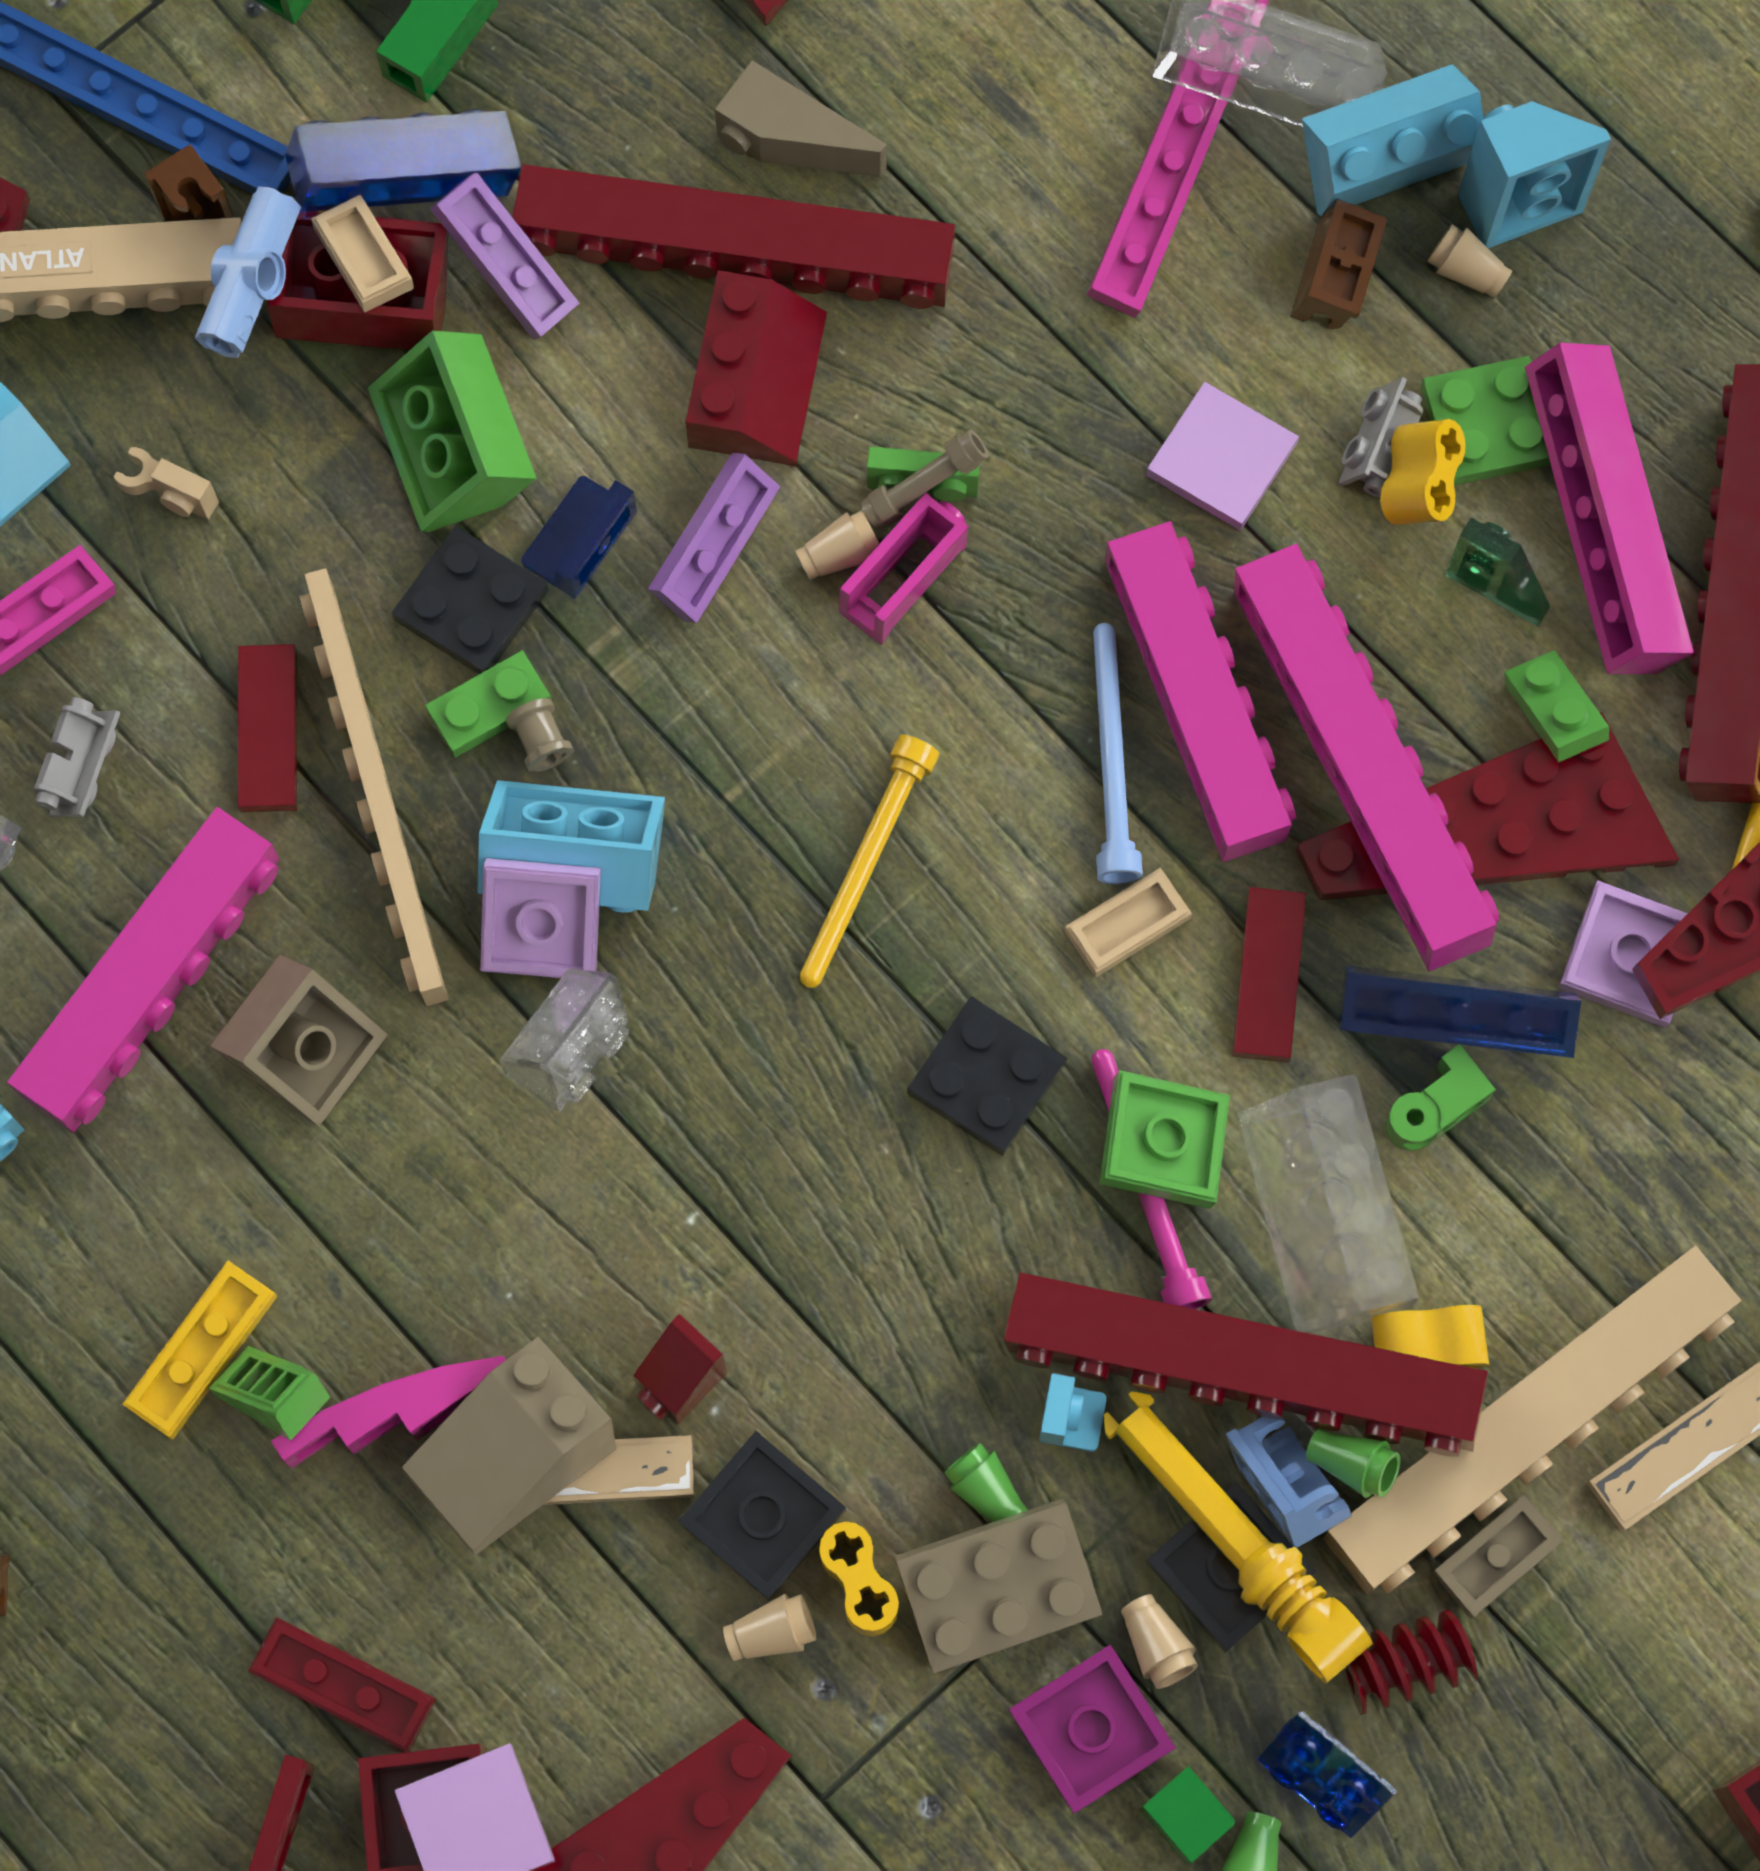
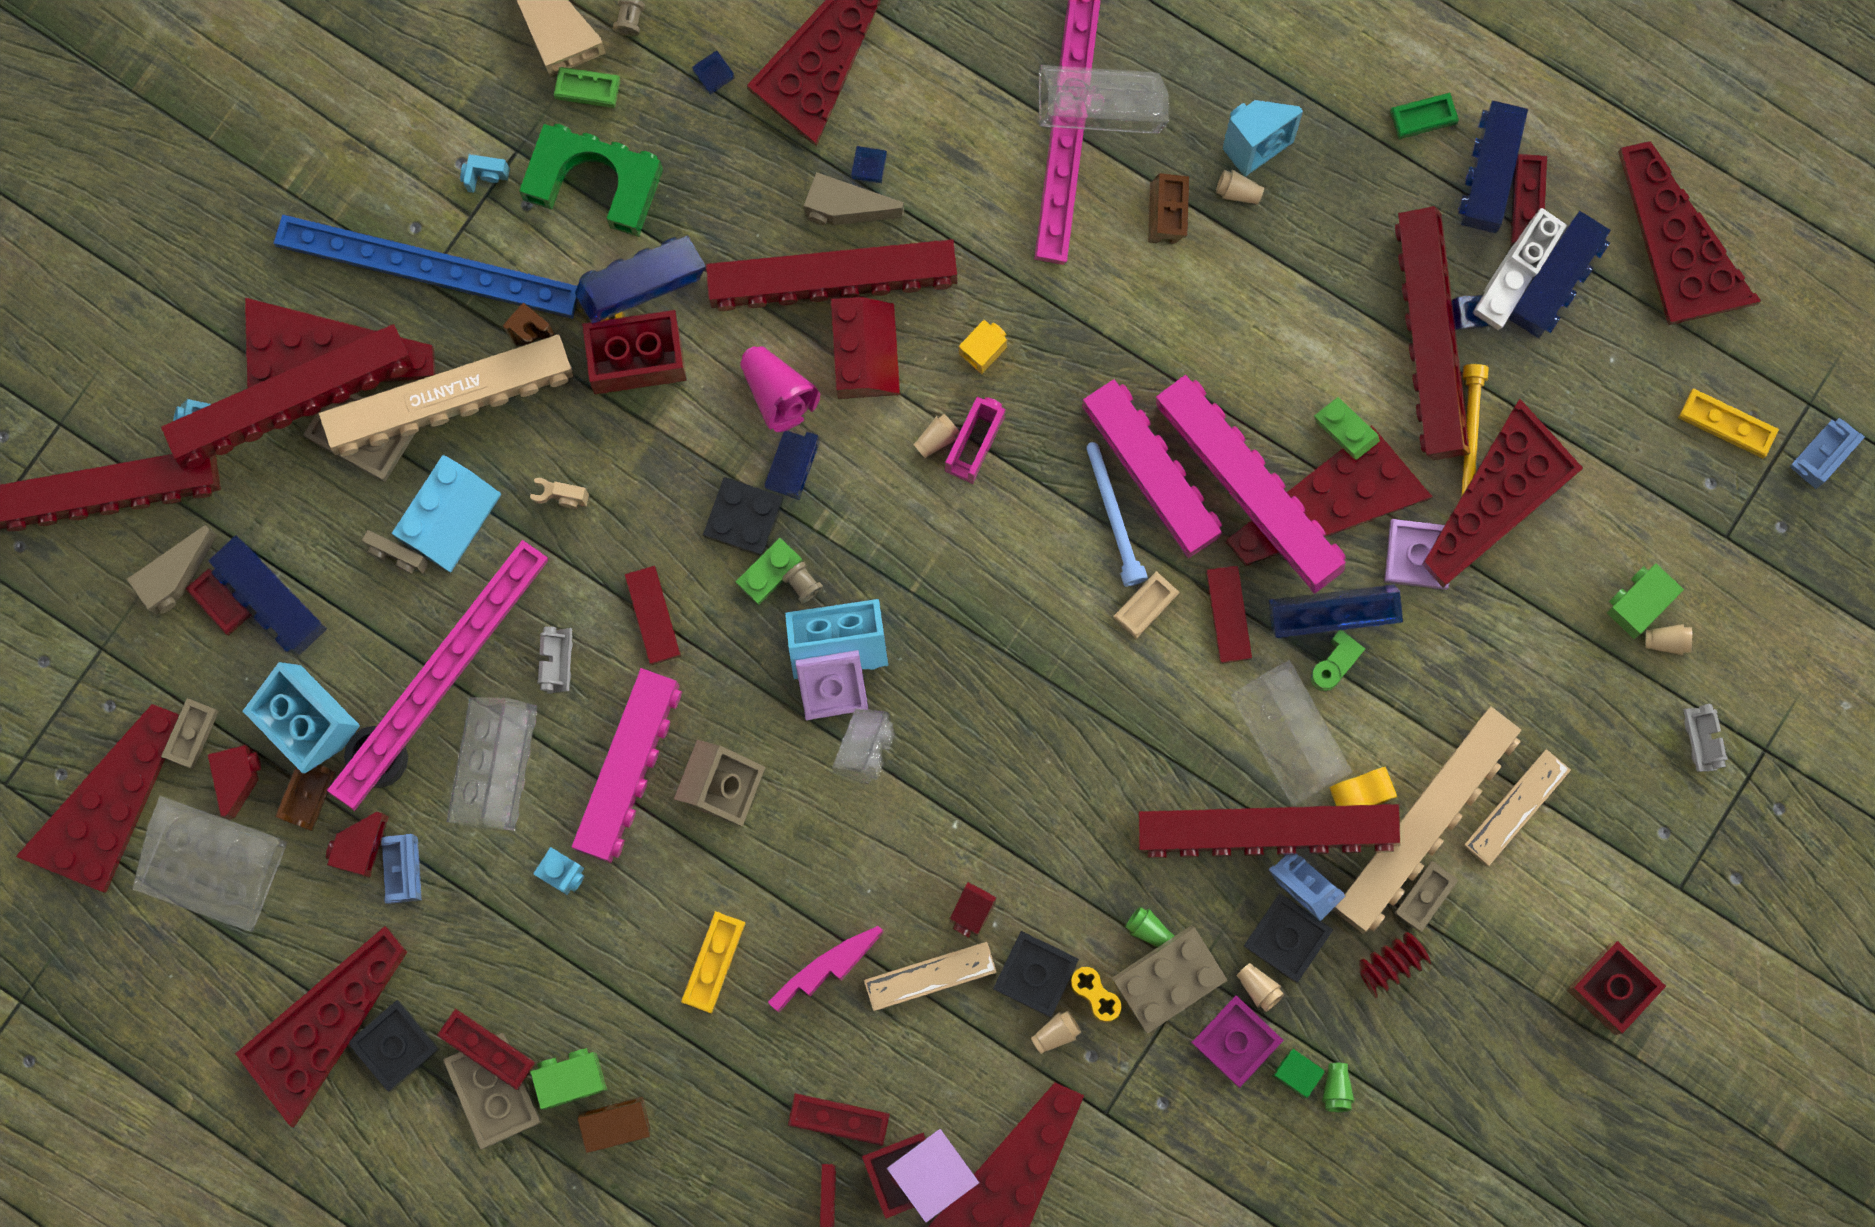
camera: 10 degrees left, 5 degrees up
(248, 272) = (575, 367): light blue piece -> none
(288, 1413) = (772, 987): bright green slope -> none
(362, 253) = (634, 339): tan tile -> none
(378, 810) = (726, 646): tan plate -> none
(451, 430) = (706, 424): bright green slope -> none
(504, 256) = (710, 318): medium lavender plate -> none
(510, 1446) = (894, 973): dark tan slope -> none
(588, 403) = (778, 389): none -> dark pink cone
(714, 537) = (867, 448): medium lavender plate -> none
(846, 74) = (869, 164): none -> clear blue plate
(886, 504) = (992, 371): dark tan bar -> none
(893, 466) = (985, 382): bright green plate -> none
(911, 762) = (1006, 548): yellow piece -> none
(958, 407) = (983, 346): none -> yellow brick
(986, 1075) = (1092, 708): black plate -> none
(1072, 1415) = (1185, 879): medium azure bracket -> none
(1164, 1139) = (1196, 719): bright green tile -> none
(1181, 1283) = (1224, 794): dark pink piece -> none
(1222, 456) = (1131, 331): lavender tile -> none
(1272, 1576) = (1310, 937): yellow piece -> none
(1325, 1774) = (1364, 1034): clear blue hinge -> none
(1356, 1461) = (1341, 867): bright green cone -> none
(1369, 452) = (1216, 286): light grey hinge -> none
(1392, 137) = (1180, 129): medium azure slope -> none
(1423, 472) = (1243, 315): yellow axle -> none
(1495, 415) = (1271, 275): bright green plate -> none
(1497, 570) = (1297, 361): clear green wing -> none
(1608, 509) = (1348, 311): dark pink brick -> none

